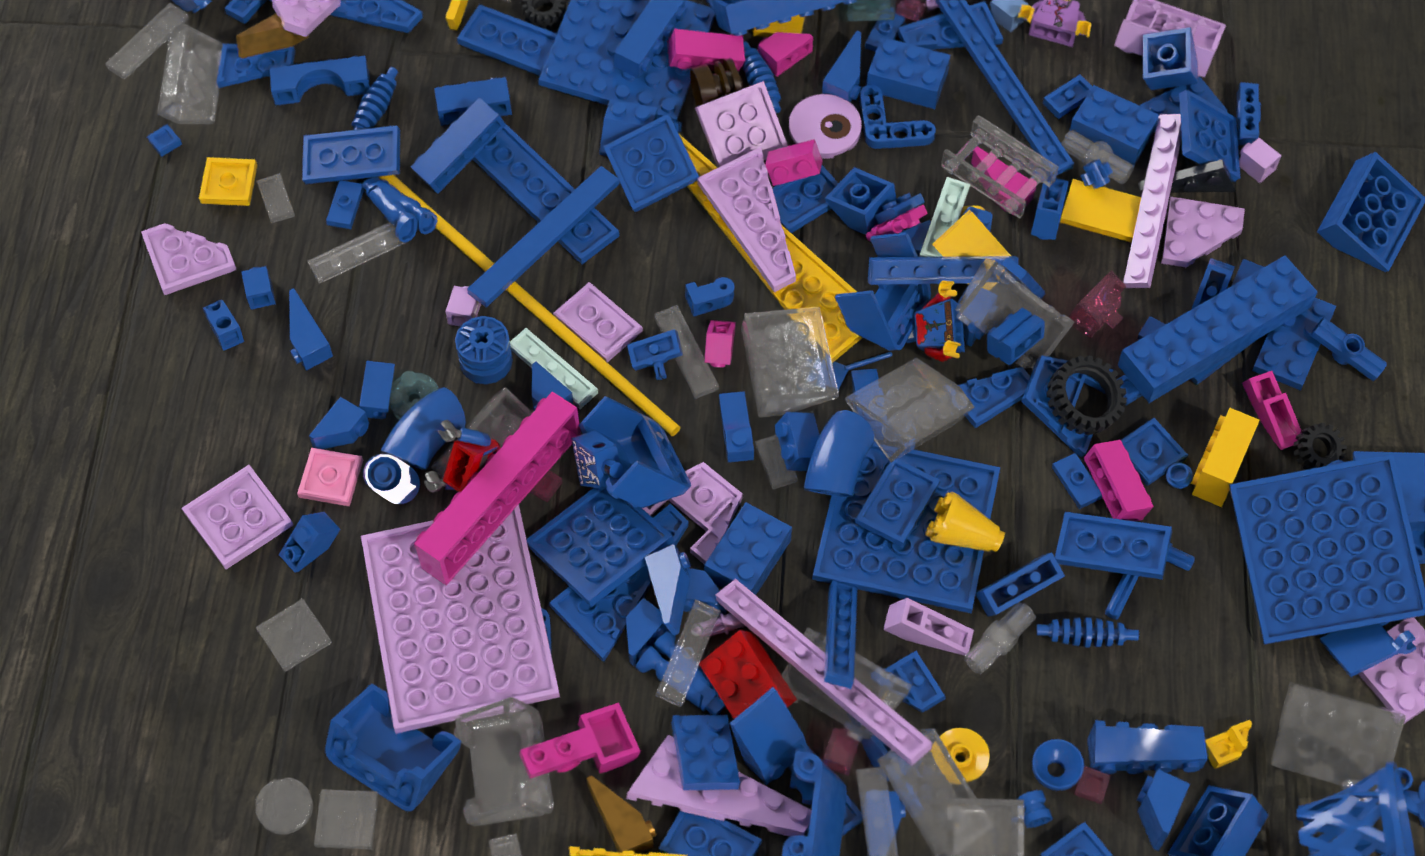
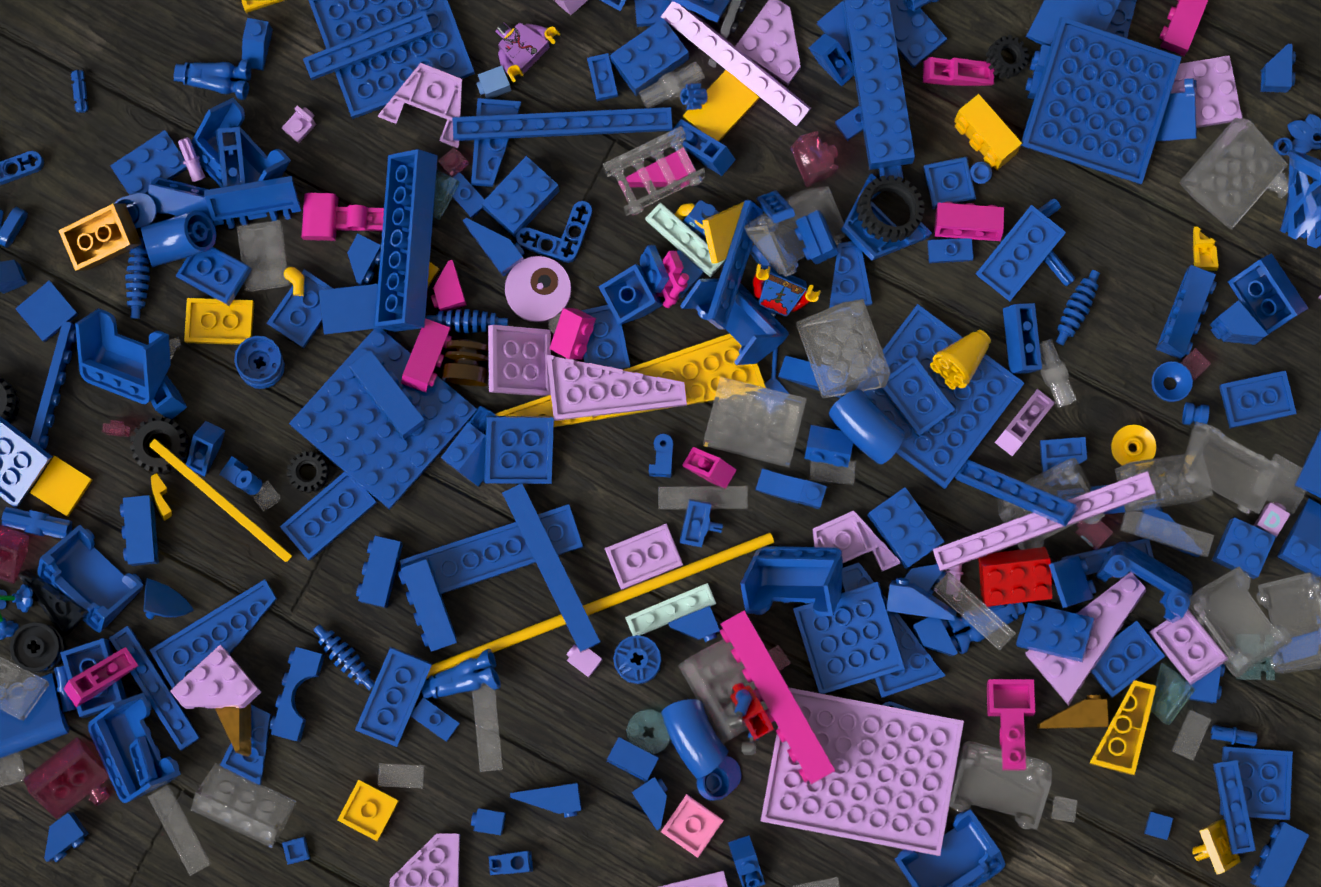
camera: 60 degrees left, 20 degrees up
(596, 459) = (790, 612): blue torso -> none

